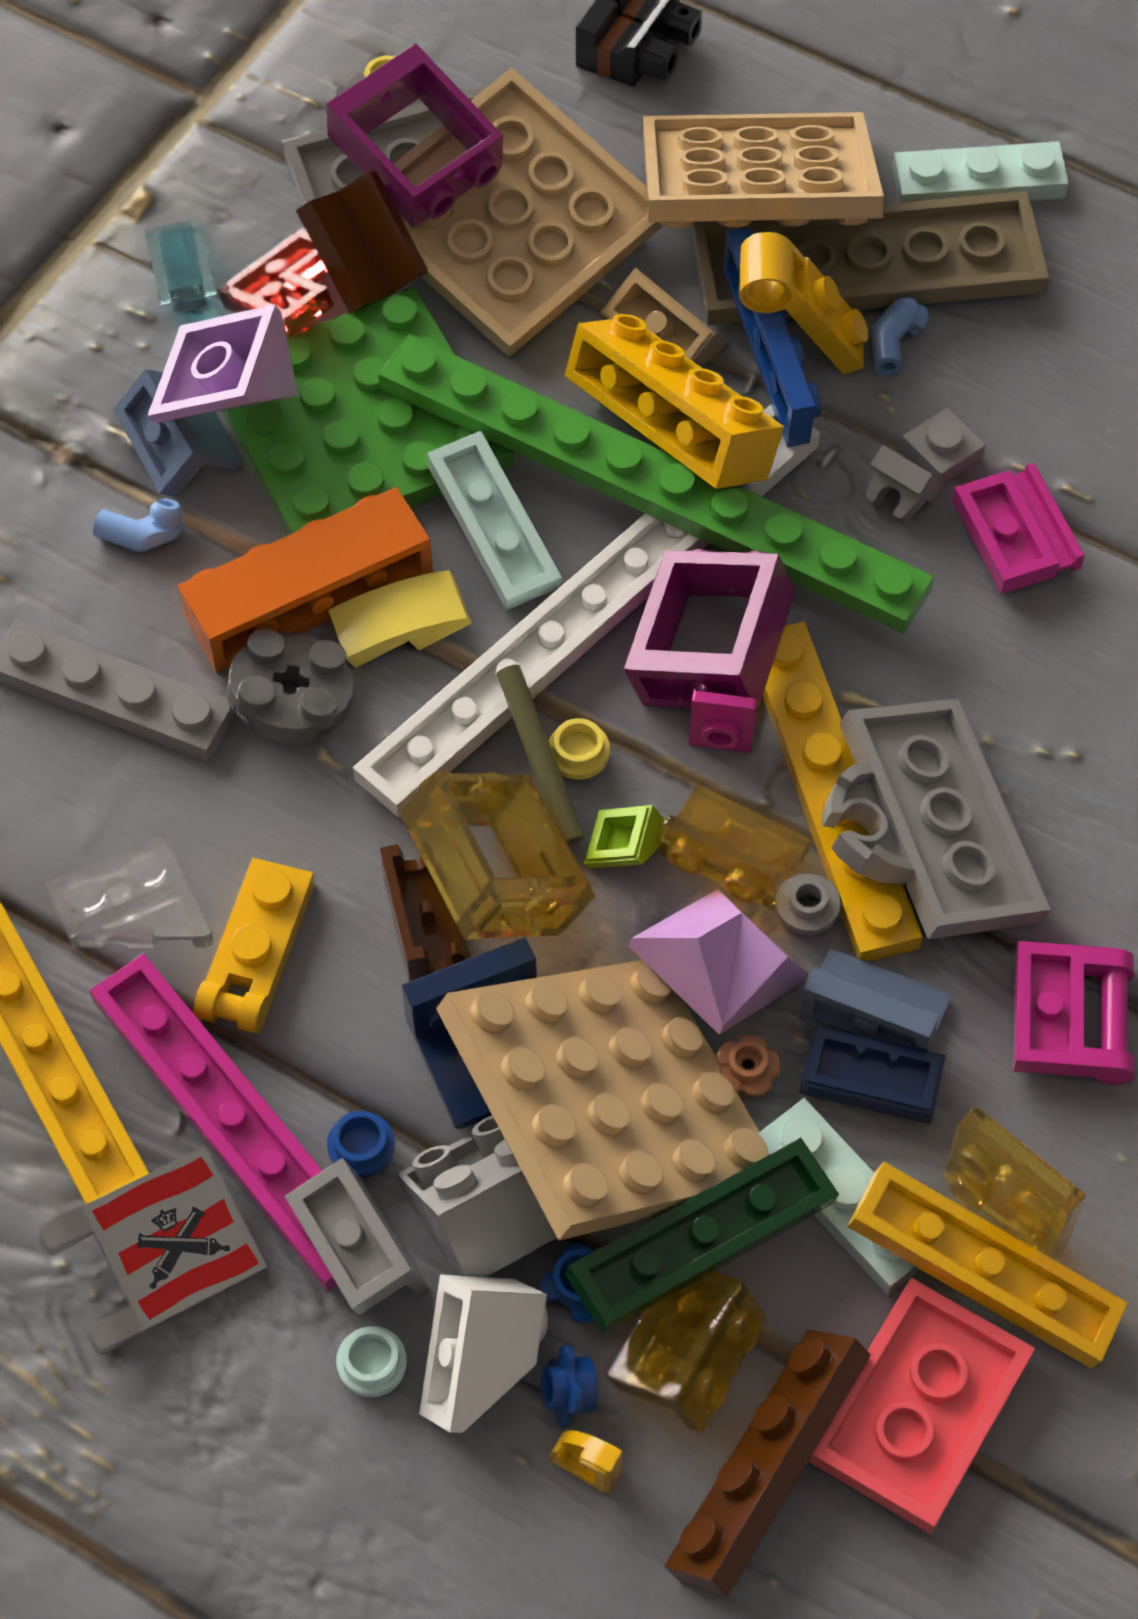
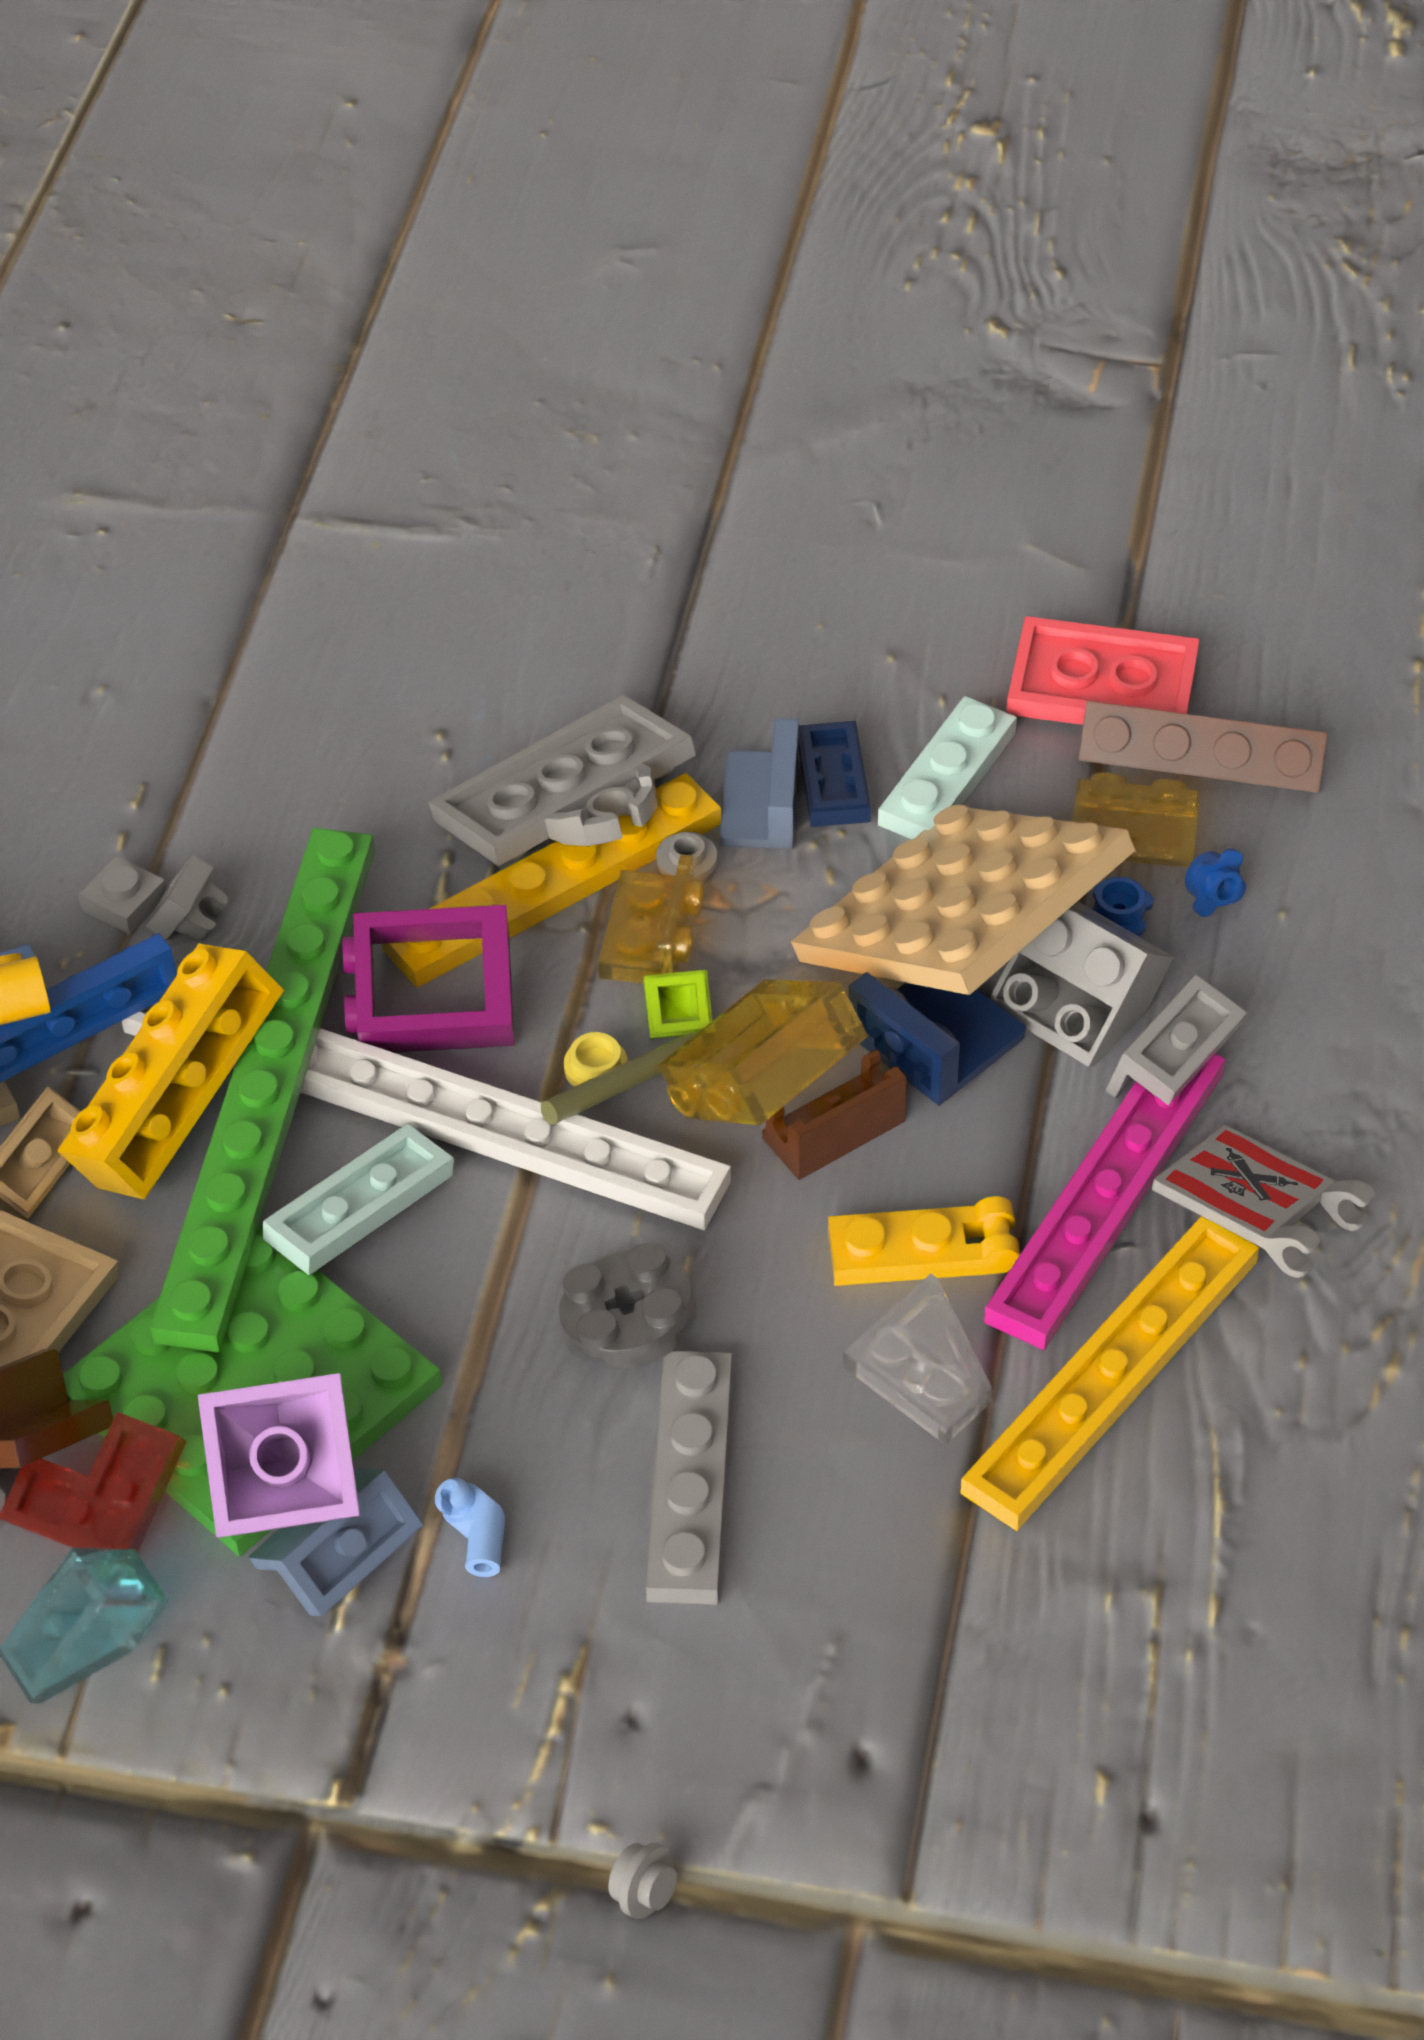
camera: 110 degrees left, 10 degrees down
(305, 575) = (493, 1338): orange brick -> none
(362, 1141) = (1078, 1092): blue plate -> none
(371, 1361) = (1269, 1020): light aqua plate -> none
(408, 610) = (504, 1249): light yellow slope -> none
(479, 1346) = (1225, 934): white slope -> none
(588, 1459) = (1266, 853): yellow tile -> none
(701, 1235) = (1001, 783): dark green plate -> none
(718, 961) = (780, 883): lavender slope -> none
(722, 721) = (526, 963): dark pink bracket -> none
(751, 1082) = (863, 854): nougat plate -> none
(988, 1265) = (975, 653): yellow plate -> none
(1011, 1184) = (908, 641): clear yellow plate -> none
(1017, 528) = (210, 809): dark pink plate -> none
(1052, 1011) = (711, 669): dark pink plate -> none

